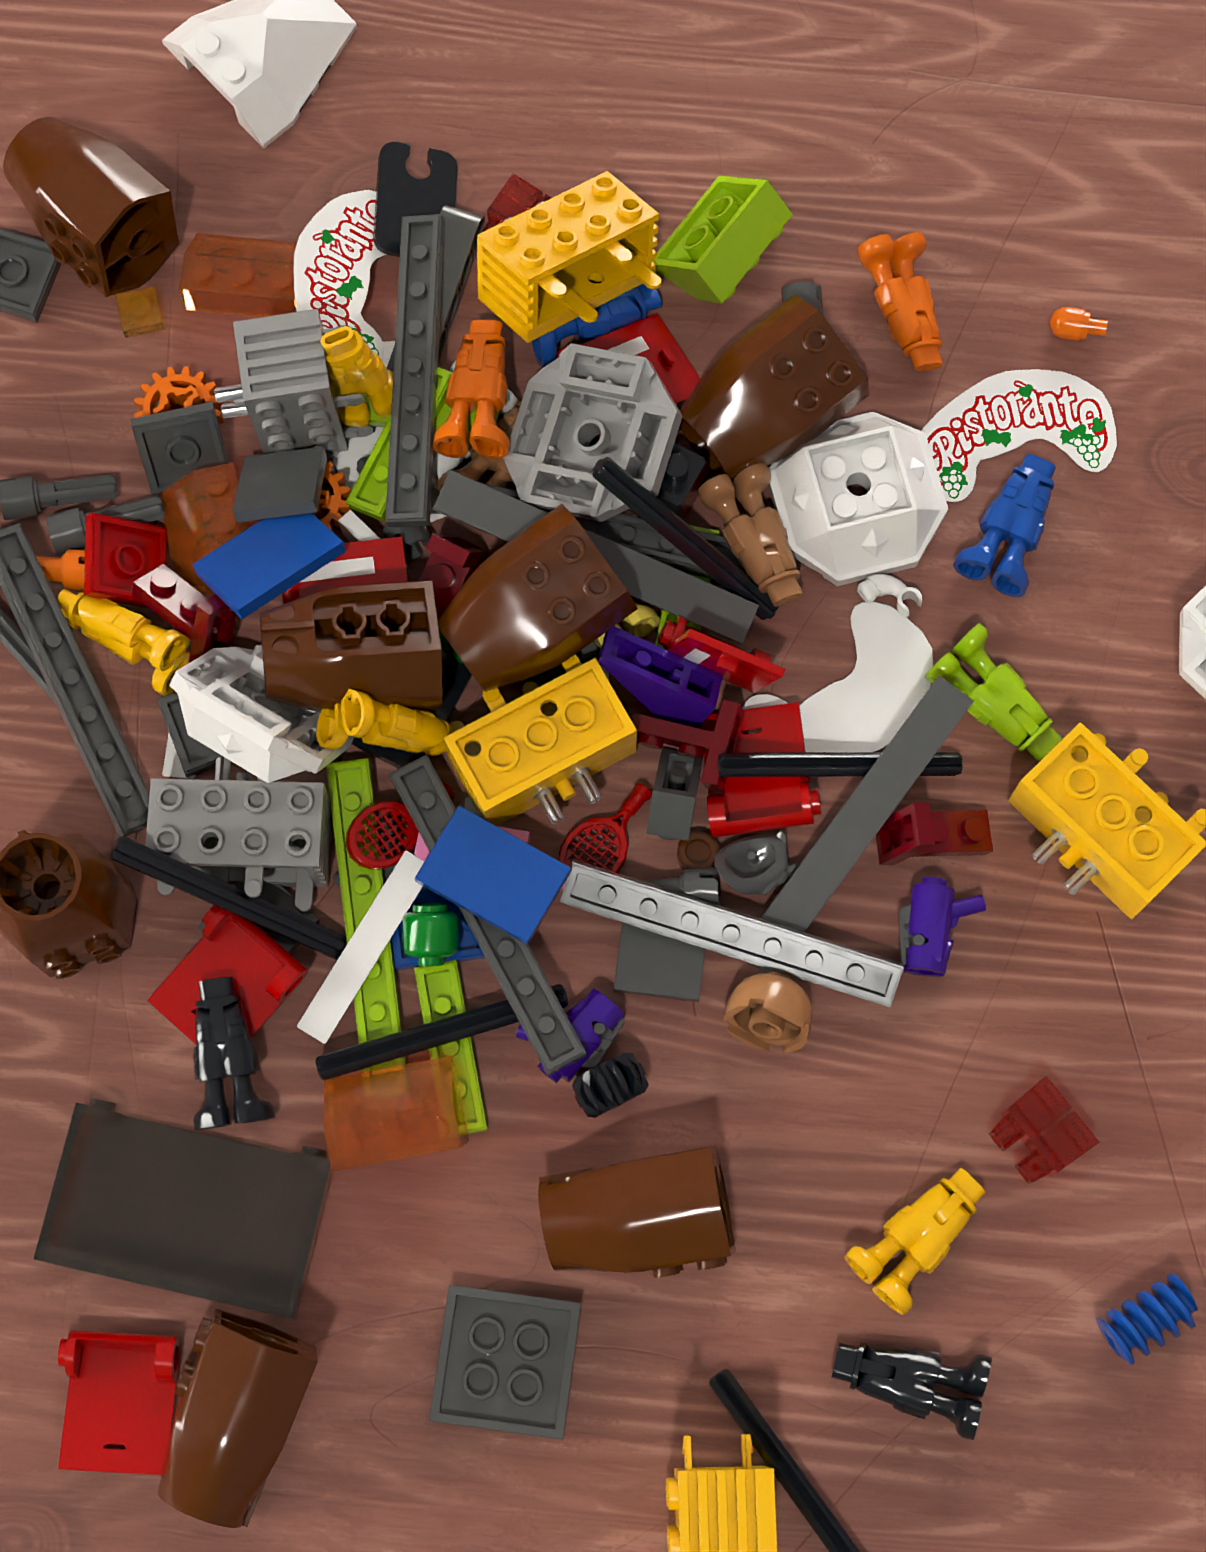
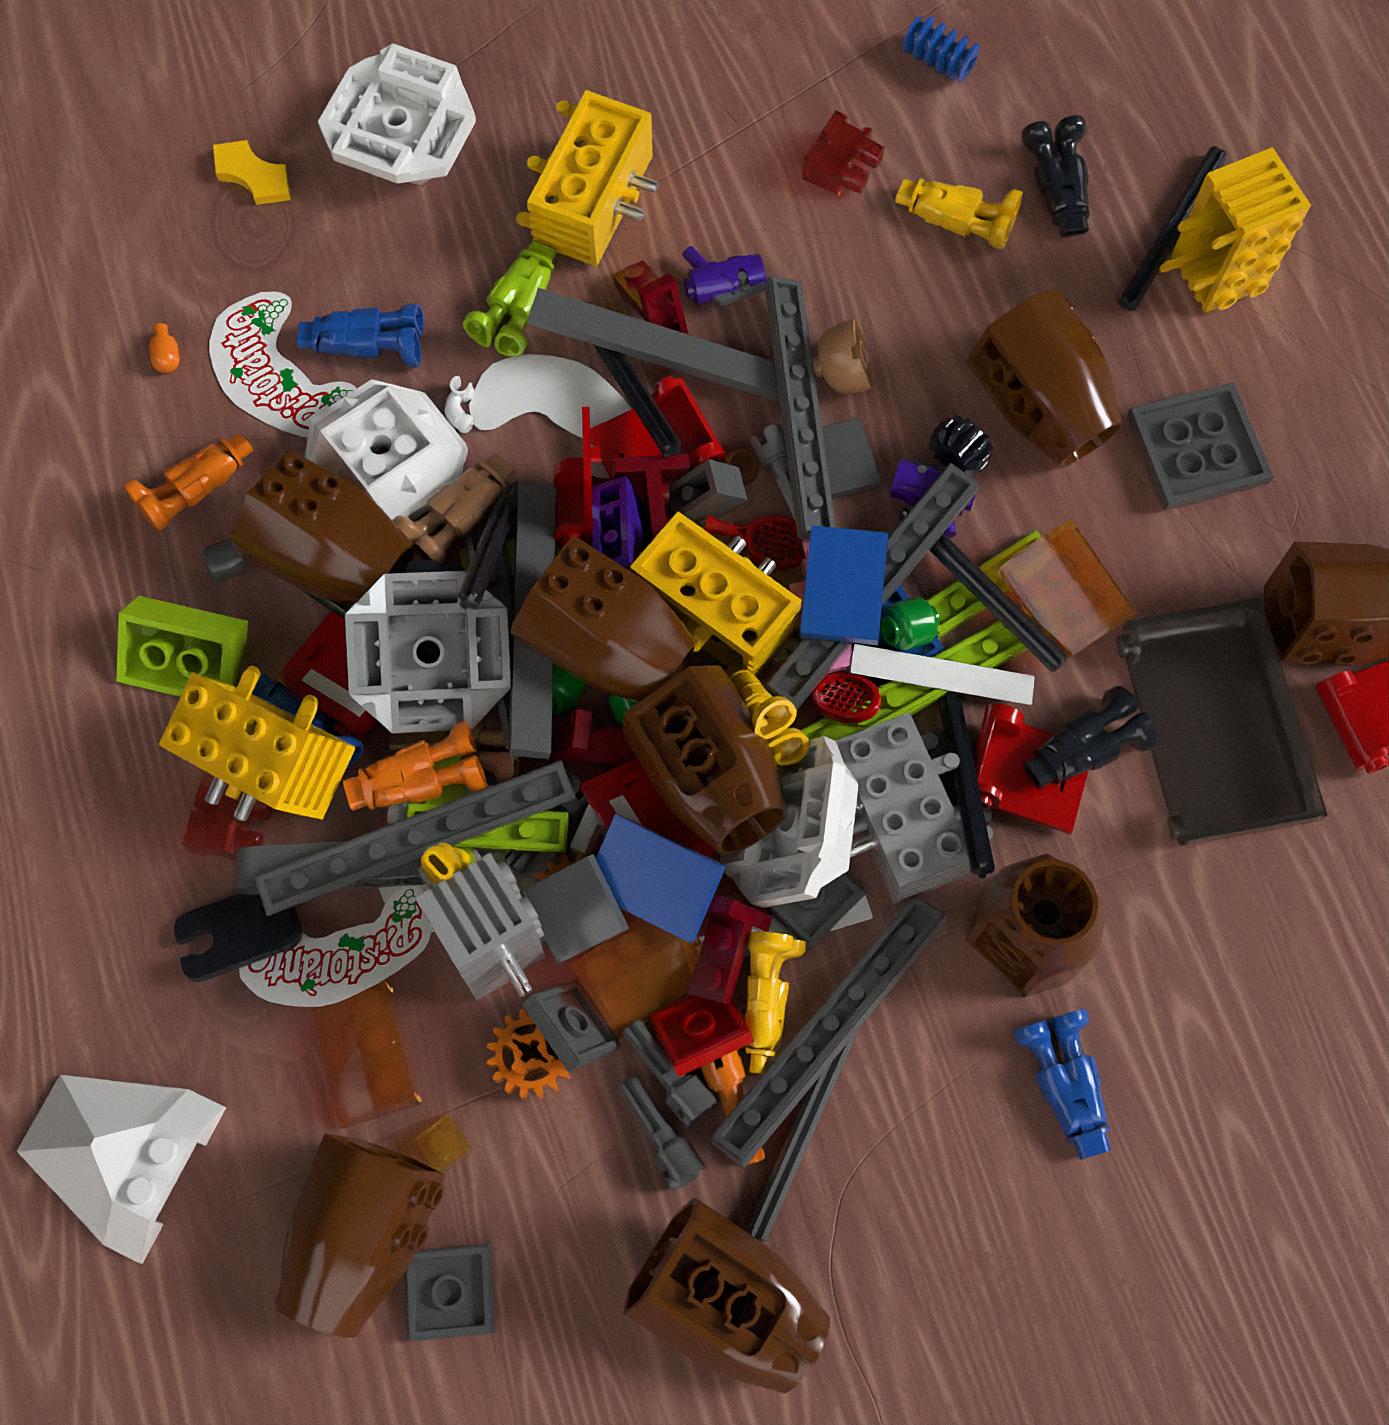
camera: 115 degrees left, 5 degrees down
(755, 863) = (732, 415): dark grey hat -> none

